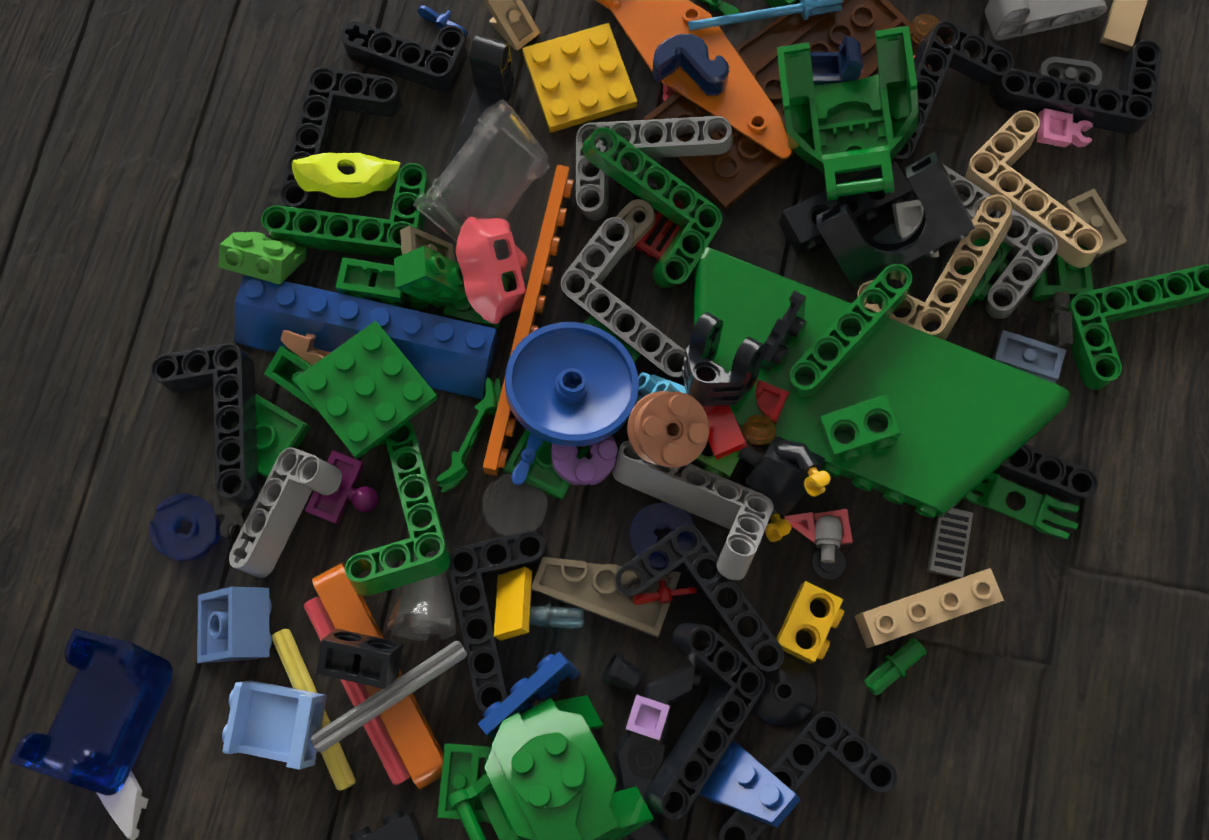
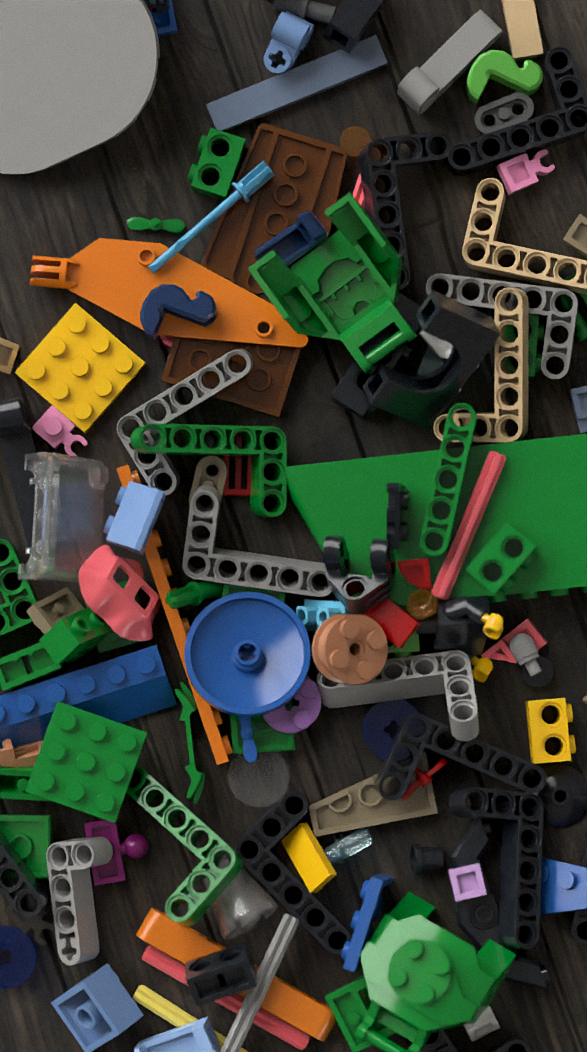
camera: 30 degrees left, 10 degrees up
(530, 112) = (57, 429): none -> bright pink plate
(548, 207) = (134, 517): none -> medium blue slope
(556, 307) = (193, 594): none -> green axle
(844, 384) = (468, 525): none -> coral axle
(1089, 39) = (504, 70): none -> bright green animal

